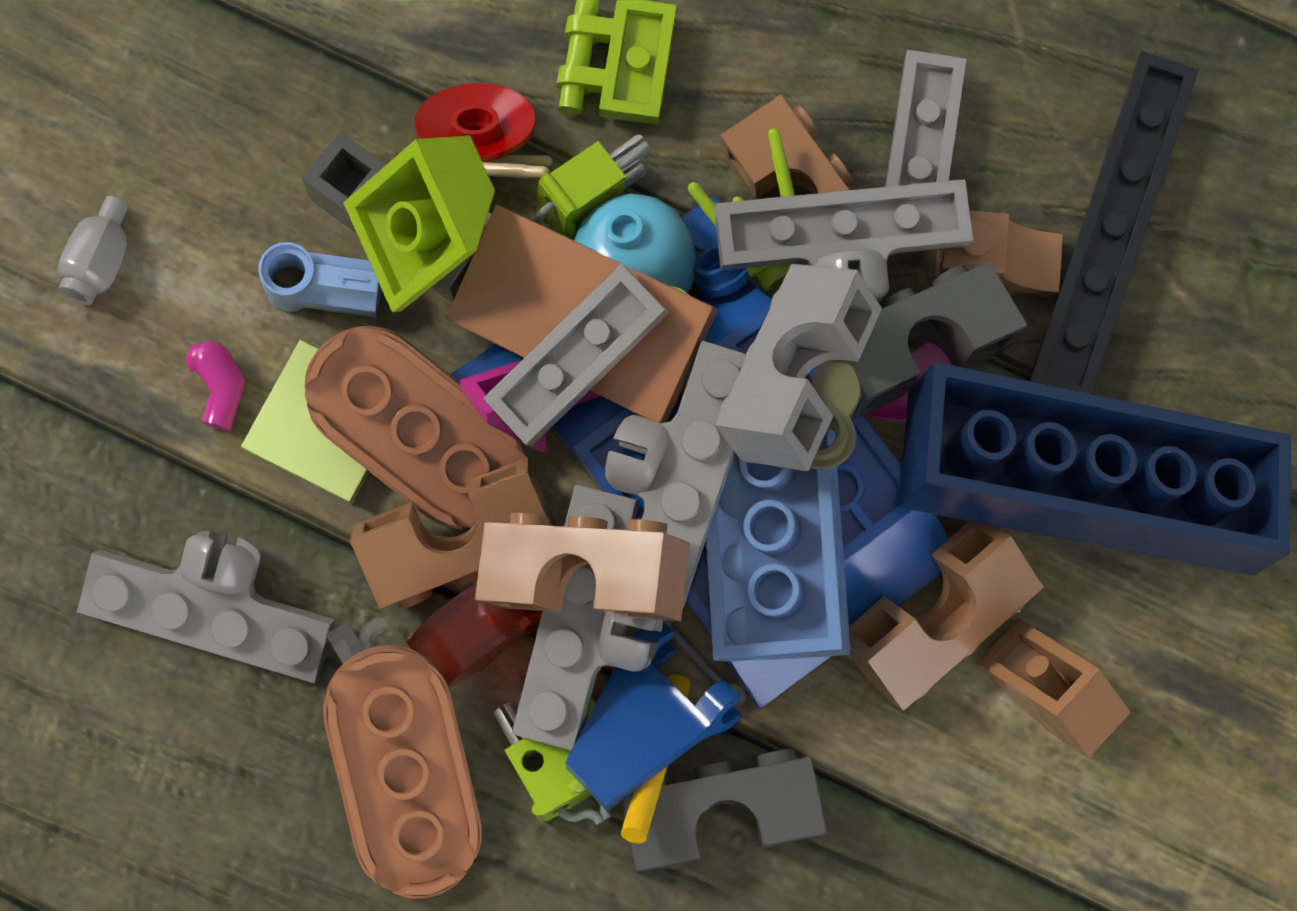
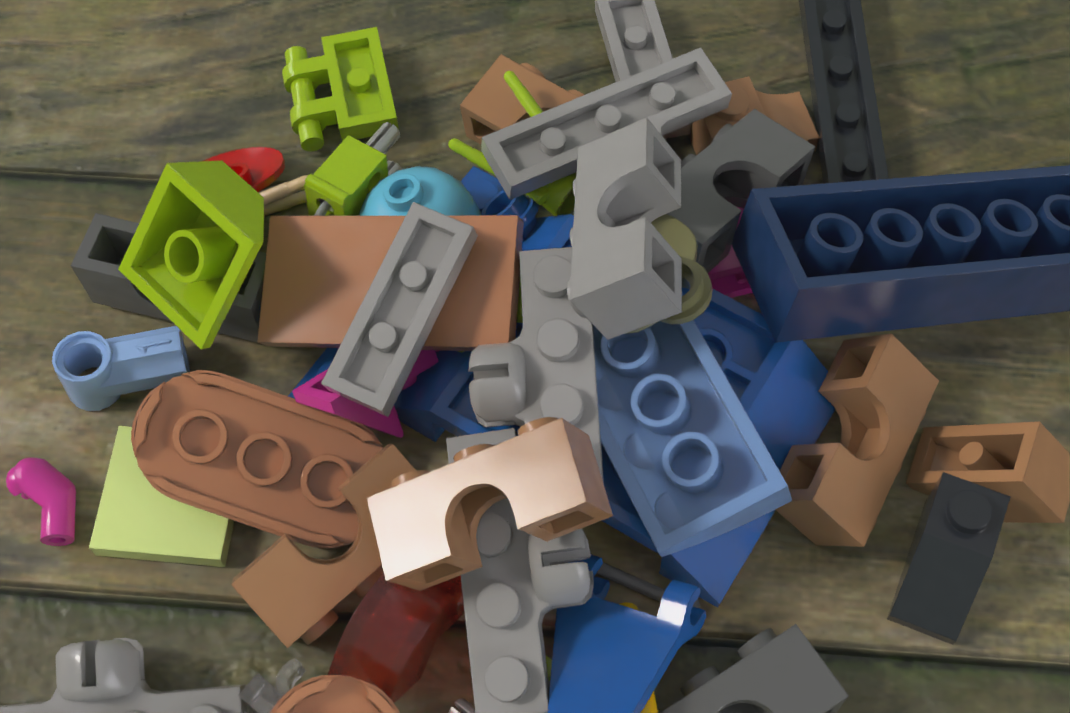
camera: 20 degrees left, 15 degrees down
(974, 748) = (948, 557): none -> black slope

